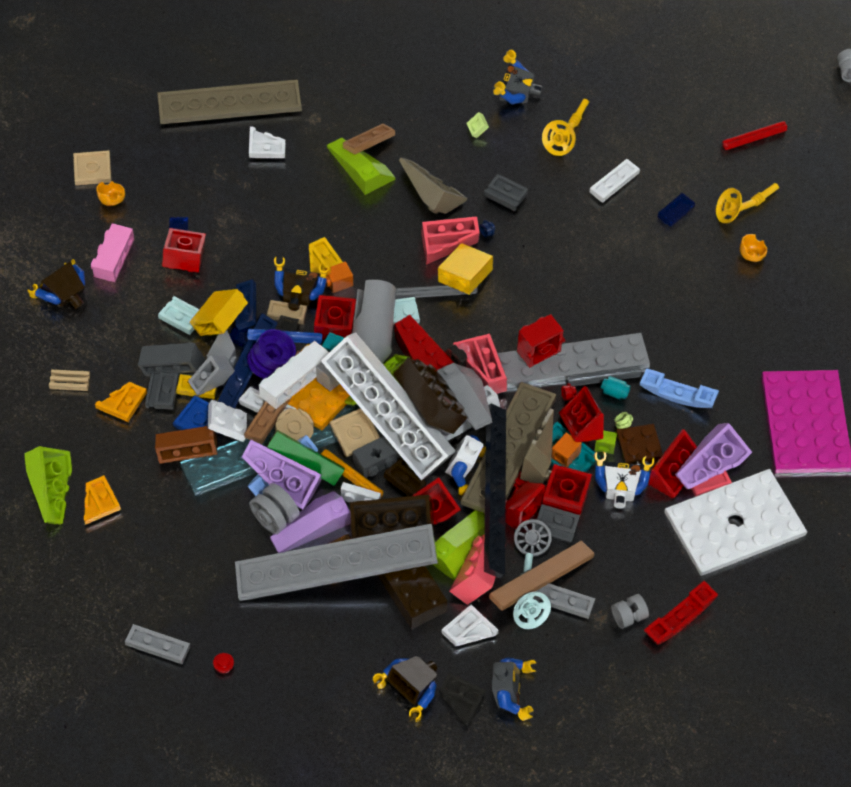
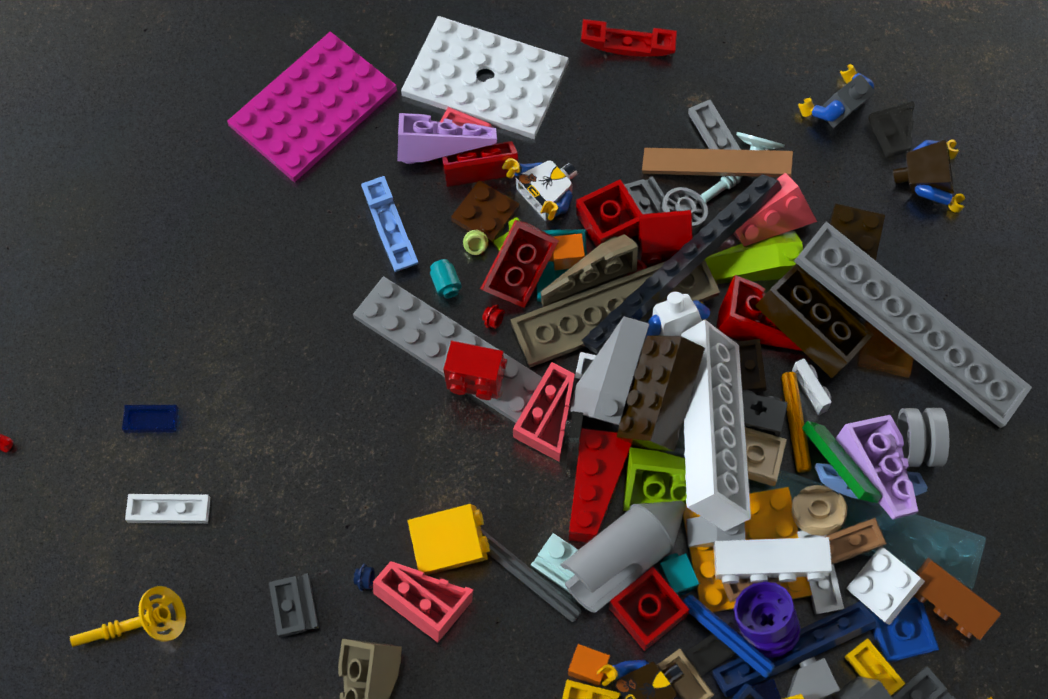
camera: 130 degrees left, 10 degrees up
(211, 374) = (856, 656): light grey slope -> none
(316, 520) = (869, 396): lavender wedge -> none
(469, 627) = (829, 180): white wing -> none
(598, 377) = (440, 304): dark grey axle -> none
(631, 610) = (670, 73): light grey wheel -> none
(734, 205) = (93, 355): yellow dish -> none
(752, 249) = (141, 298): light orange hair -> none

